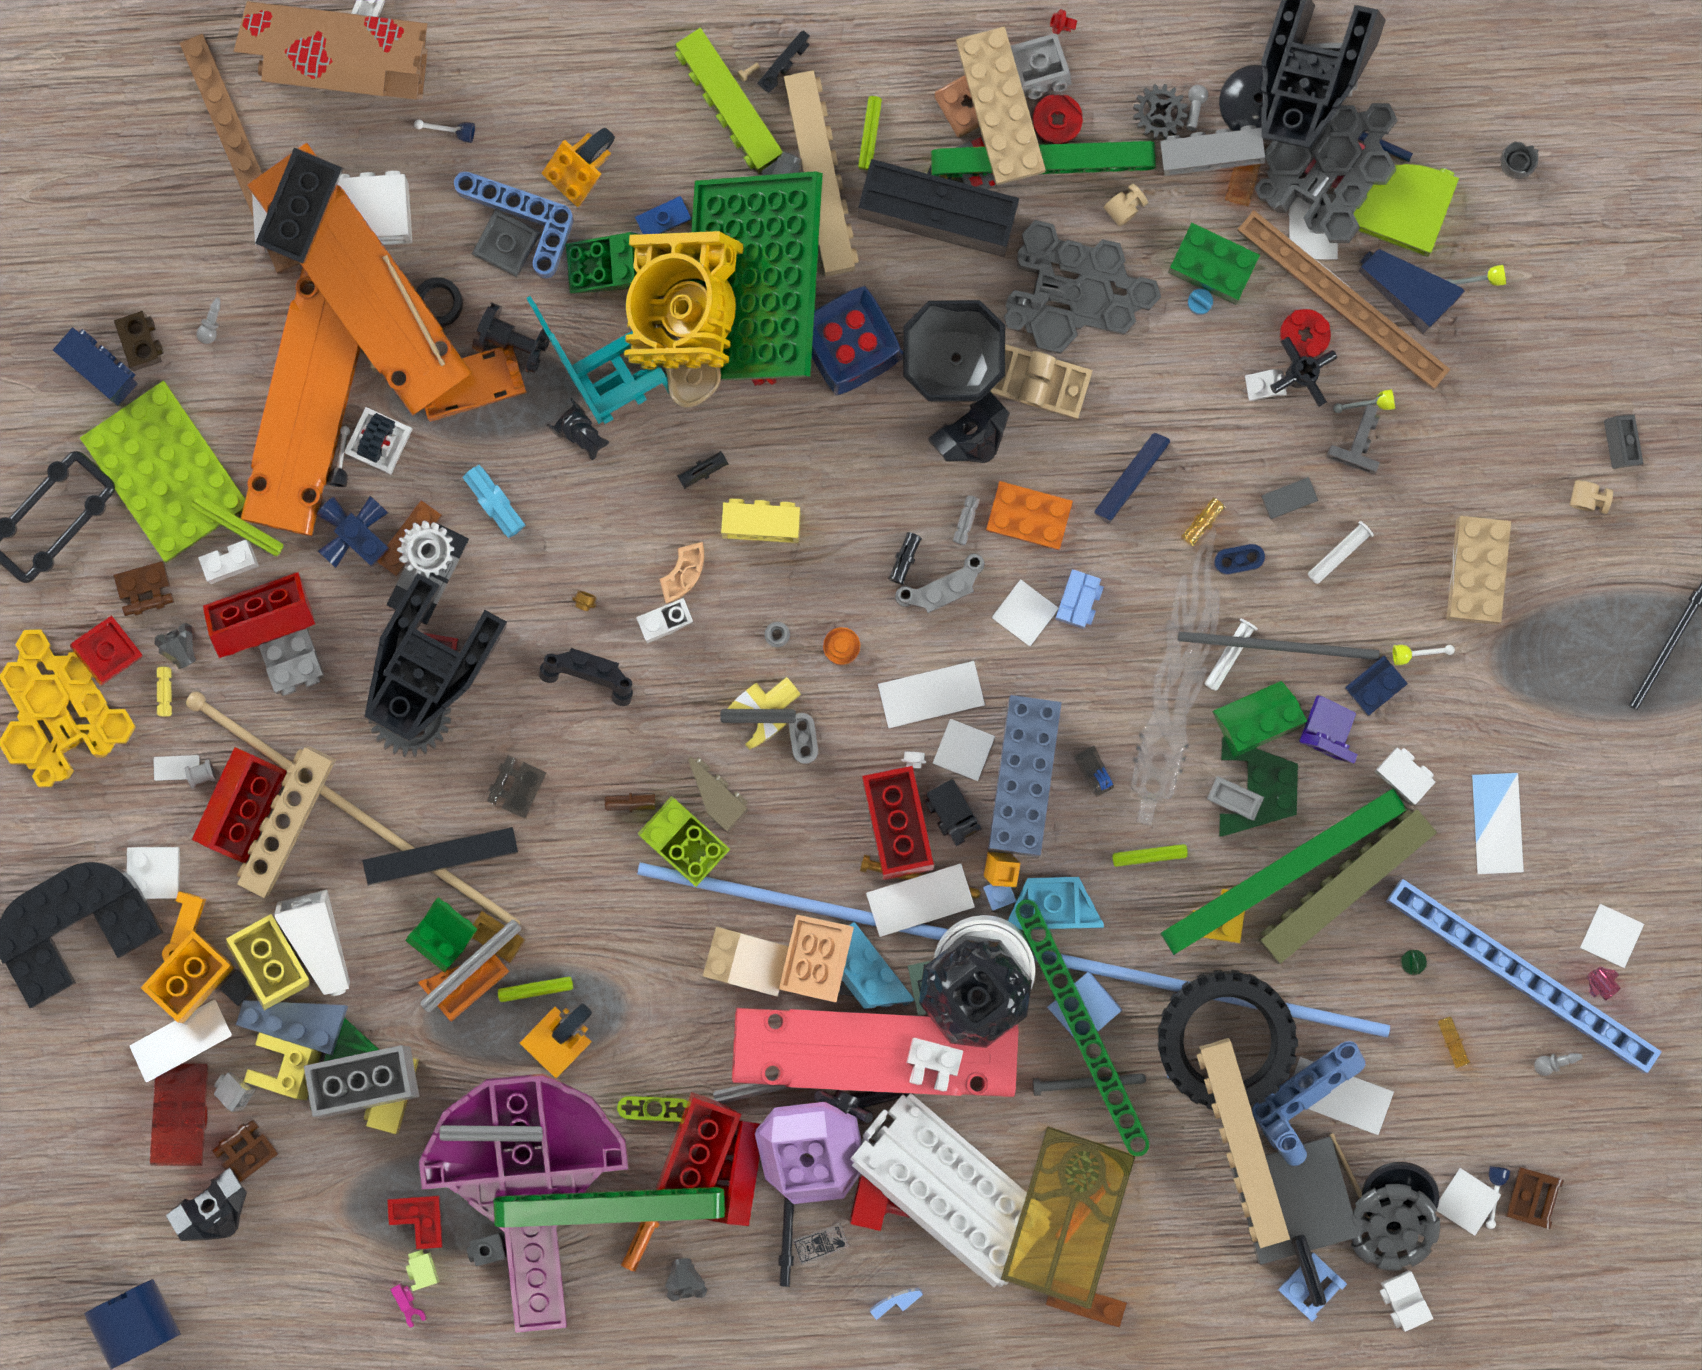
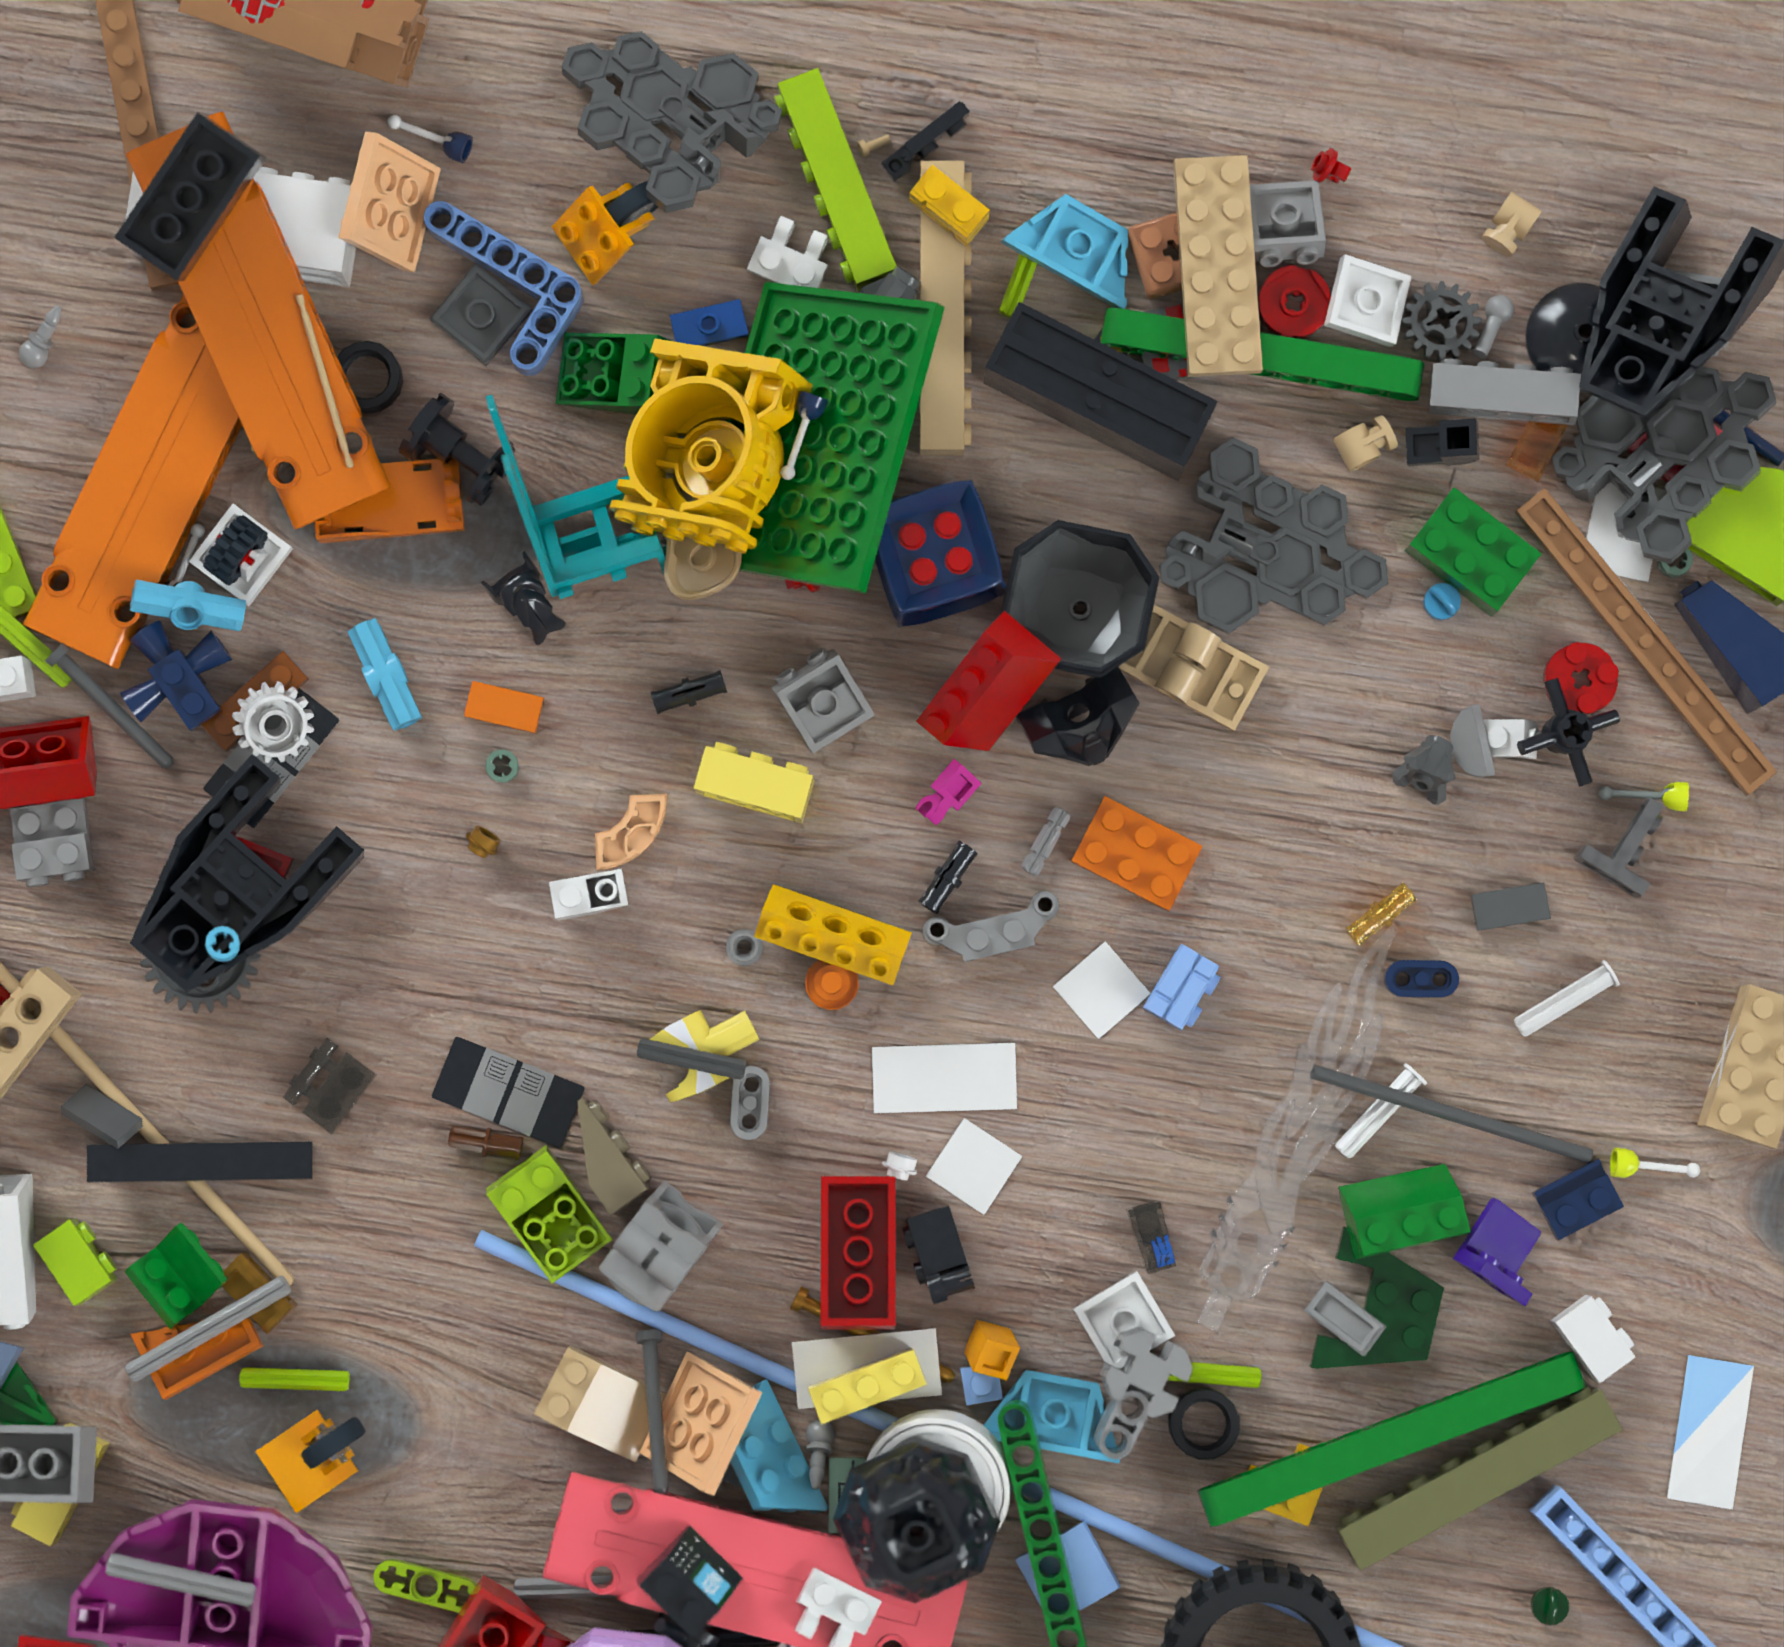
camera: 10 degrees right, 0 degrees up
(311, 561) = (112, 708): none -> dark grey bar
(351, 482) = (187, 605): none -> medium azure piece
(367, 839) = (101, 1116): none -> dark grey tile
(370, 940) = (76, 1261): none -> lime brick
(418, 703) = (233, 947): none -> medium azure bush
(429, 180) = (389, 202): none -> light nougat plate
(579, 506) = (504, 707): none -> orange tile
(591, 669) = (468, 939): black plate -> none
(594, 68) = (658, 93): none -> dark grey piece
(594, 544) = (490, 767): none -> sand green bush
(637, 766) = (508, 1092): none -> sticker
(705, 166) = (786, 266): none -> white plate
(745, 260) = (809, 408): none -> hinge
(763, 847) = (659, 1248): none -> light grey piece
(769, 911) = (649, 1341): none -> dark grey bar
(794, 455) = (822, 699): none -> light grey plate
(809, 103) = (949, 205): none -> yellow brick
(832, 1062) = (690, 1581): none -> black slope
(835, 612) = (832, 934): none -> yellow brick
(895, 498) = (952, 789): none -> dark pink plate
(898, 952) = (820, 1439): none -> light grey bar
(902, 112) = (1077, 247): none -> medium azure wing
(906, 423) = (989, 686): none -> red slope
(922, 910) = (867, 1385): none -> light yellow brick
(1024, 776) = (1051, 1226): sand blue brick -> none
(1087, 832) = (1120, 1309): none -> white plate
(1106, 866) = (1142, 1378): none -> light grey connector
(1107, 108) = (1367, 300): none -> white plate
(1132, 477) = (1293, 829): dark blue slope -> none
(1174, 891) = (1208, 1451): none -> black tyre
(1182, 193) = (1448, 444): none -> black brick
(1195, 33) = (1512, 222): none -> tan piece
(1214, 416) = (1428, 768): none -> dark grey rock
(1239, 393) = (1471, 743): none -> light grey tile
(1352, 249) = (1674, 572): none -> sand green bush

